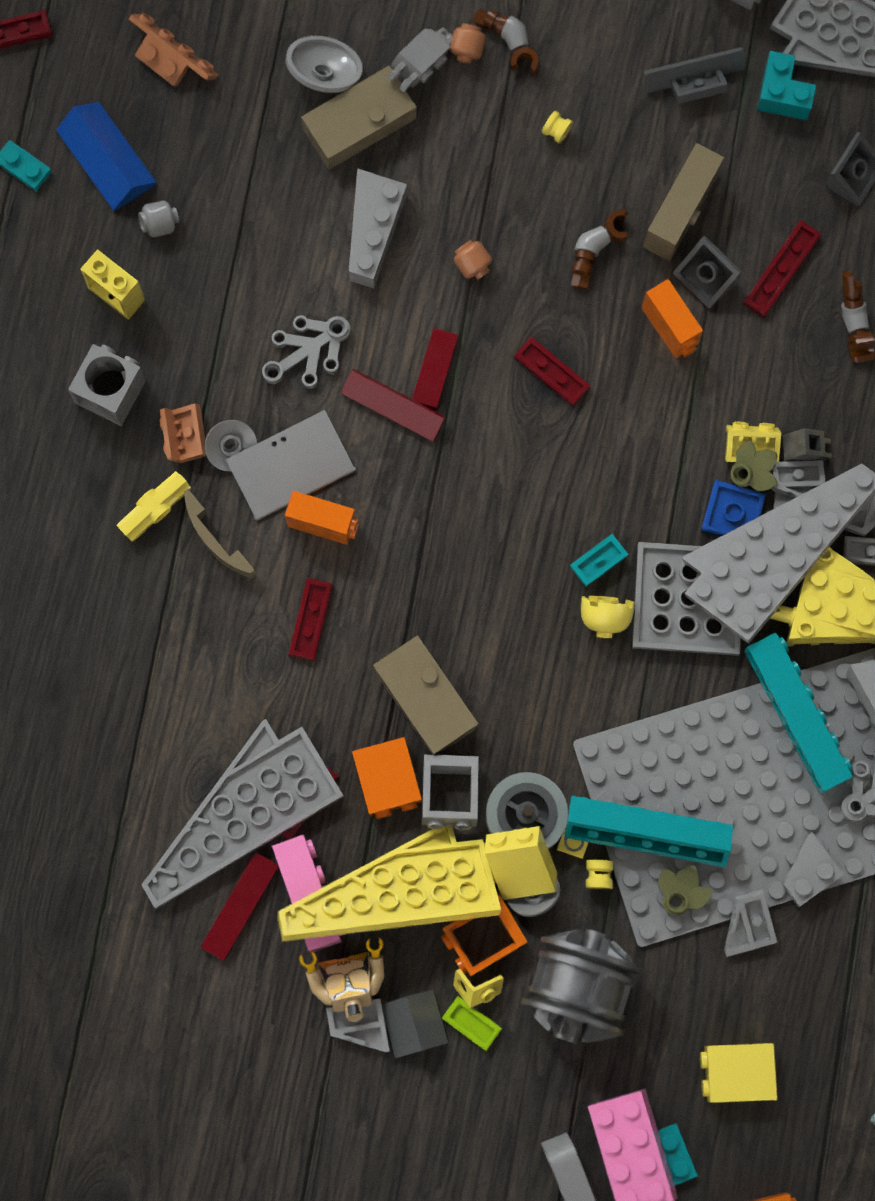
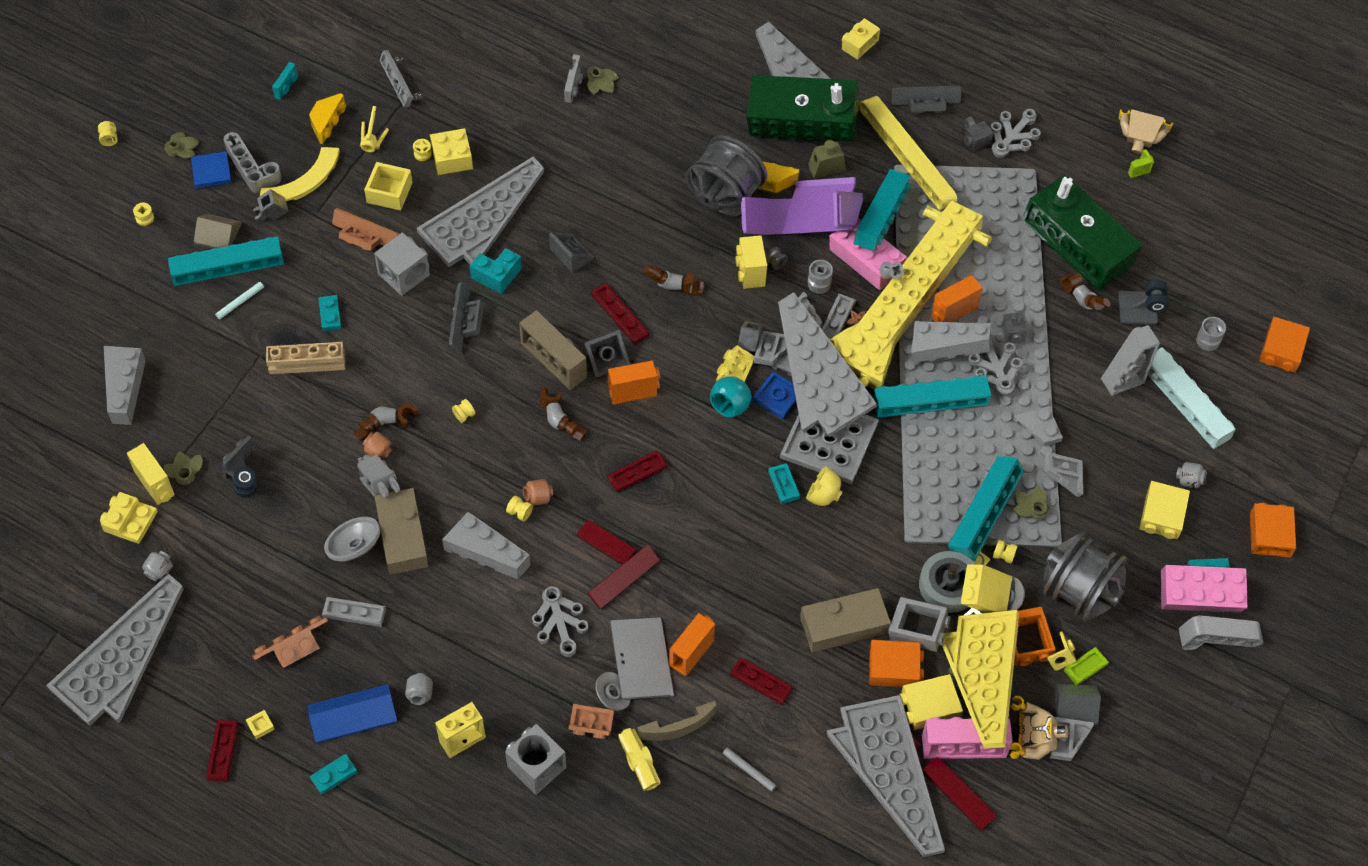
camera: 70 degrees left, 20 degrees down
(54, 59) = (260, 724): none -> light yellow plate
(188, 642) = (749, 769): none -> light grey bar
(236, 106) = (354, 611): none -> light grey tile
(348, 835) = (930, 699): none -> light yellow brick
(442, 246) = (519, 508): none -> light yellow wheel
(698, 450) = (730, 396): none -> teal wheel
(757, 465) = (754, 366): olive plate -> none
(808, 1098) = (1191, 475): none -> light grey head

